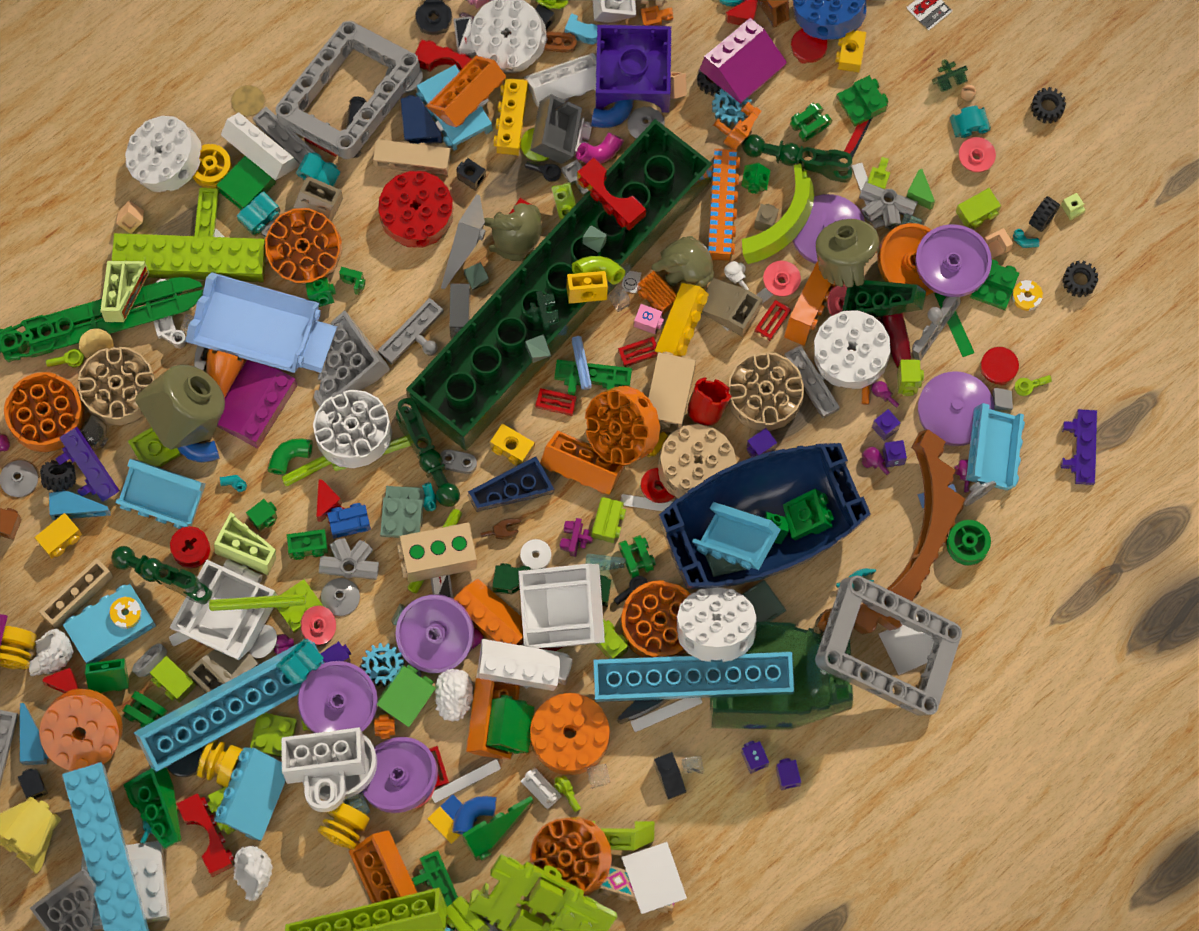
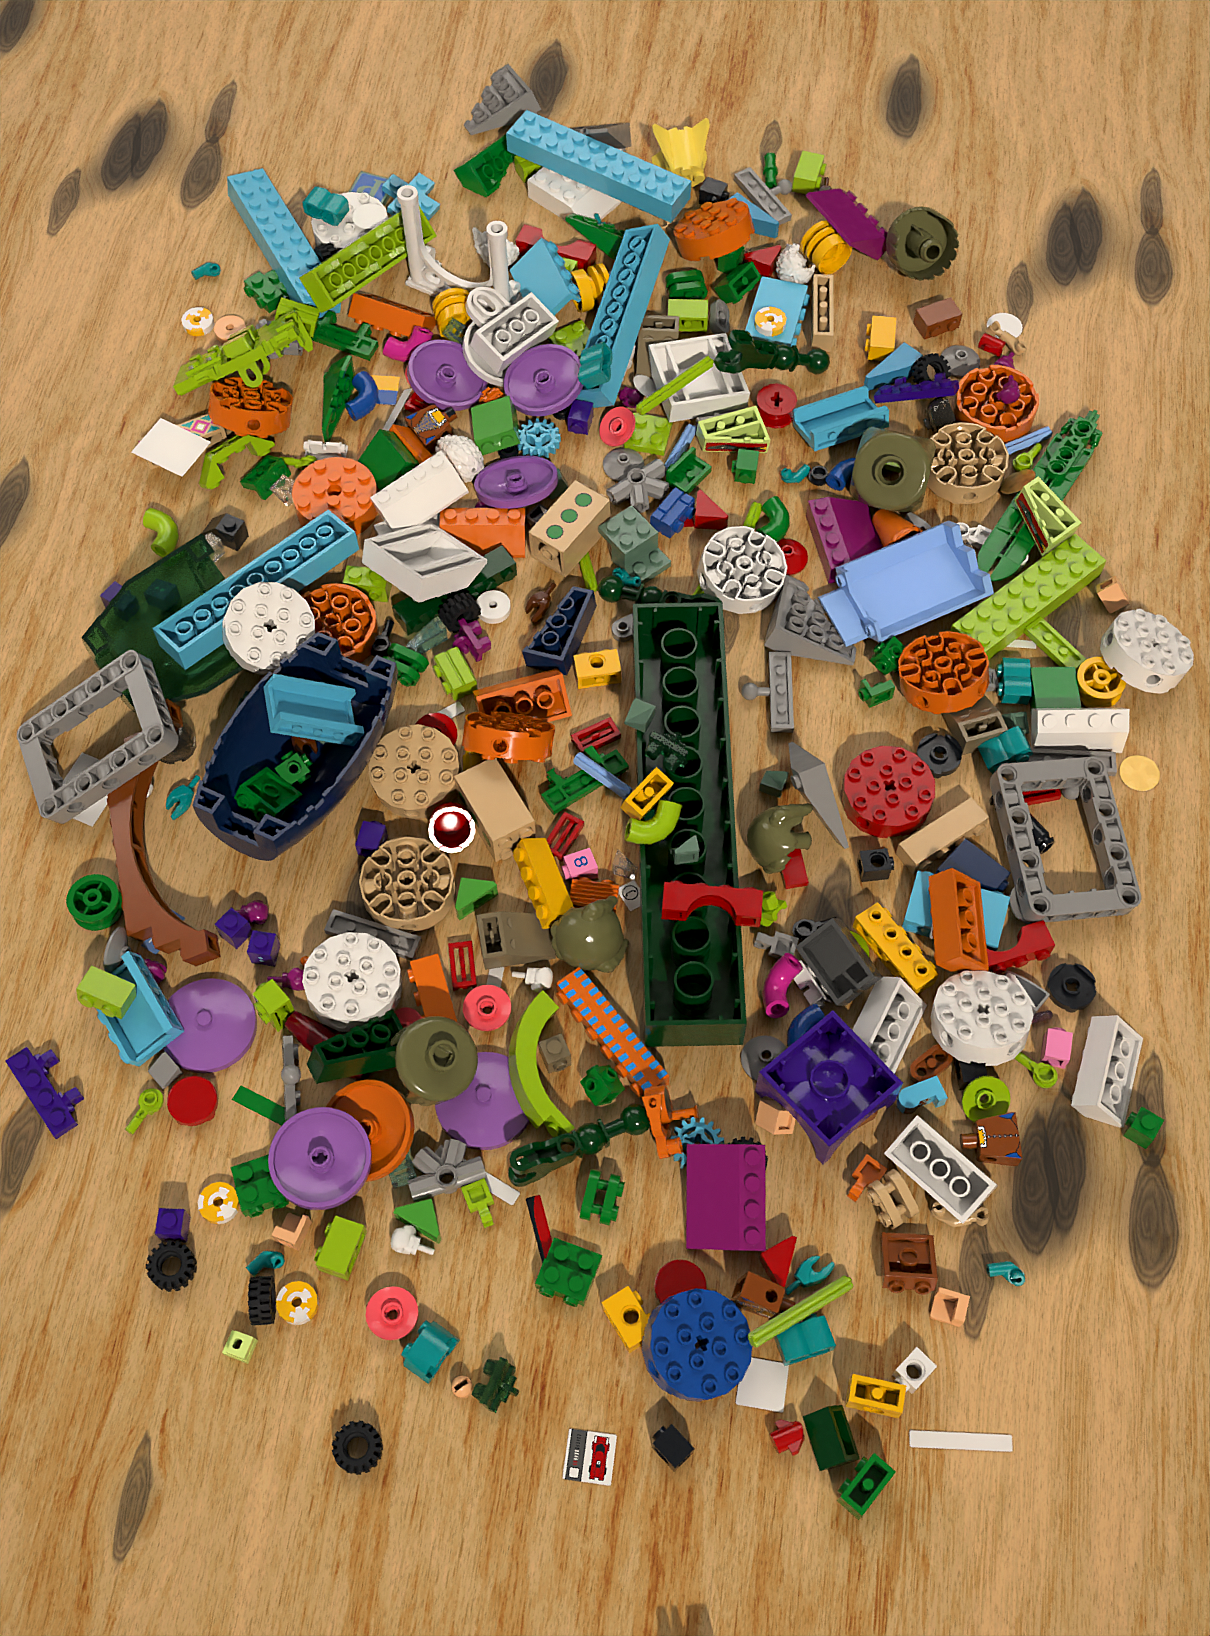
camera: 140 degrees right, 10 degrees down
(34, 368) = (1028, 440): none -> light blue axle
(35, 398) = (1010, 391): none -> magenta piece
(219, 468) = (818, 475): none -> black plate
(289, 189) = (1017, 719): none -> sand green slope
(290, 573) = (681, 445): none -> light blue axle
(293, 423) = (797, 556): none -> red dish
(325, 878) = (424, 266): none -> white arch
(360, 218) = (946, 744): none -> black plate
(402, 828) = (402, 350): none -> dark pink cylinder
(450, 738) = (430, 425): none -> torso
(459, 307) = (753, 730): dark grey brick -> none
(566, 556) = (459, 608): none -> black tyre
(602, 802) = (265, 475): none -> green bracket
(710, 811) = (166, 531): none -> lime cylinder
(729, 355) = (473, 894): none -> bright green slope
(937, 185) = (406, 1242): none -> white piece
(1006, 462) = (106, 992): none -> lime brick
(1026, 197) = (305, 1311): none -> yellow piece
(1064, 298) = (172, 1225): none -> dark purple brick

